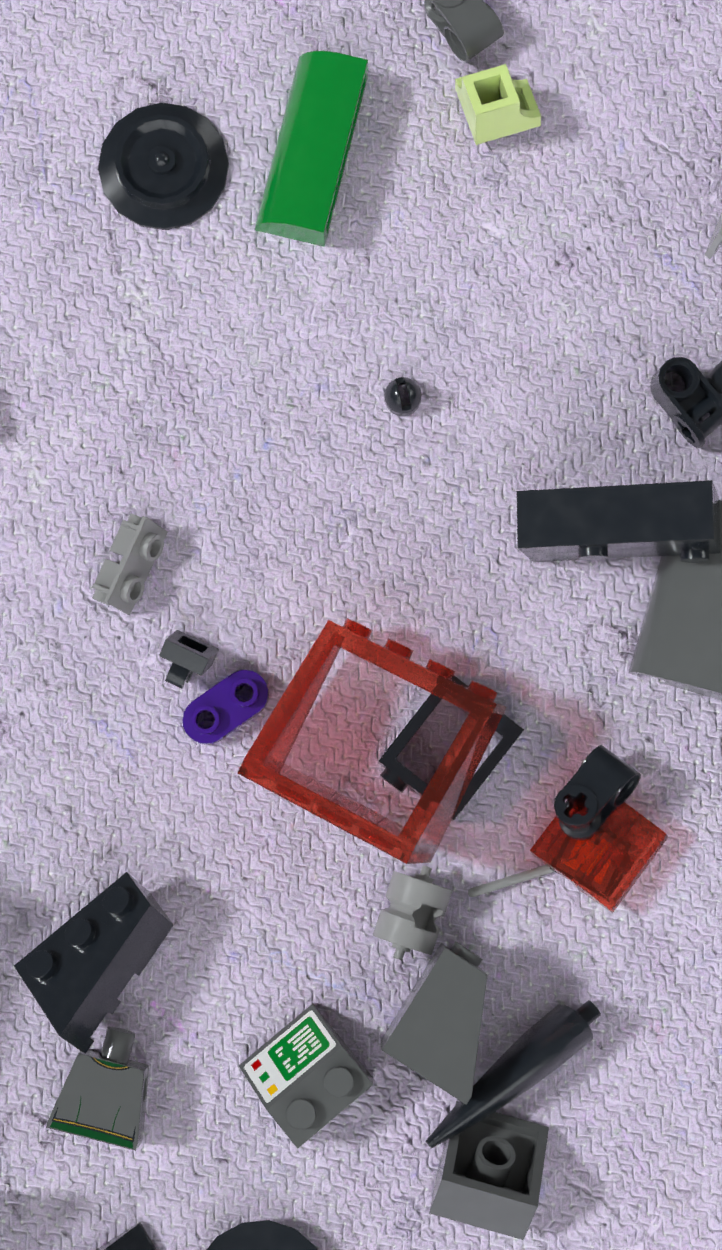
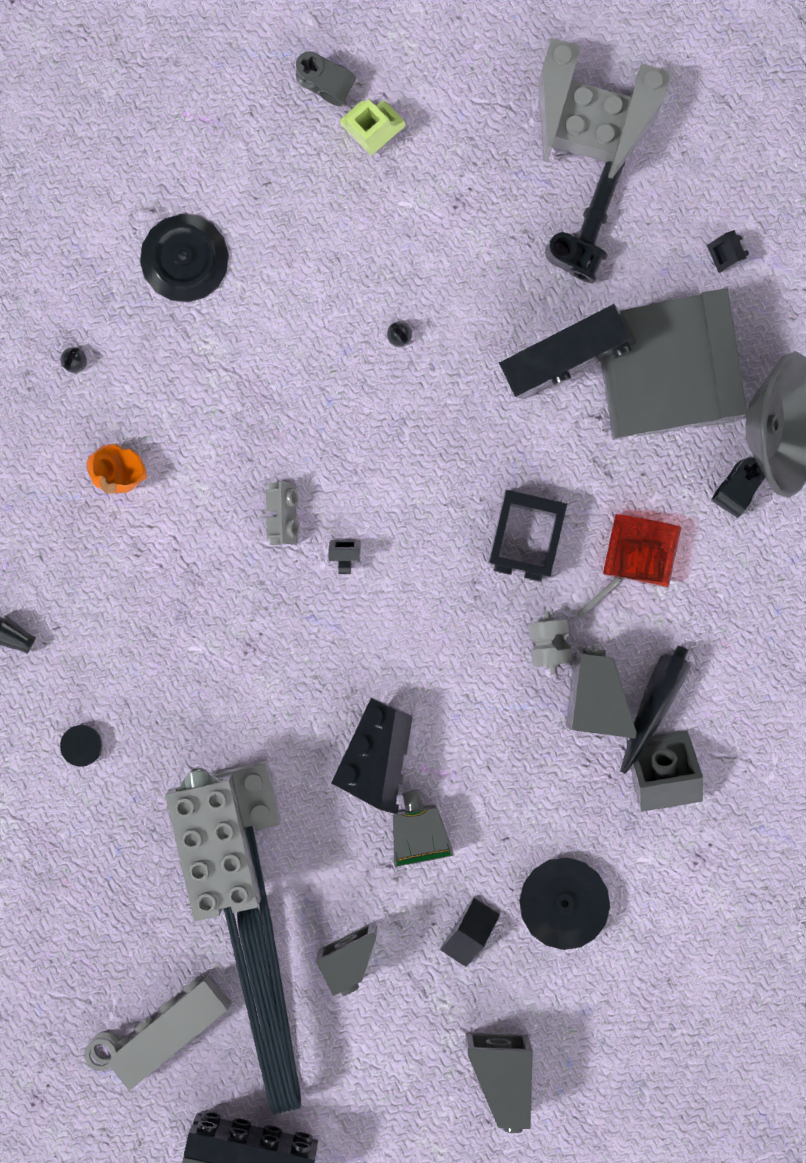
camera: 20 degrees left, 5 degrees up
(225, 706) = (381, 572): dark purple plate -> none
(305, 1075) = (531, 766): dark grey slope -> none
(313, 146) = (271, 204): green brick -> none
(435, 809) = (539, 553): clear red windscreen -> none
(598, 786) = (626, 517): black piece -> none

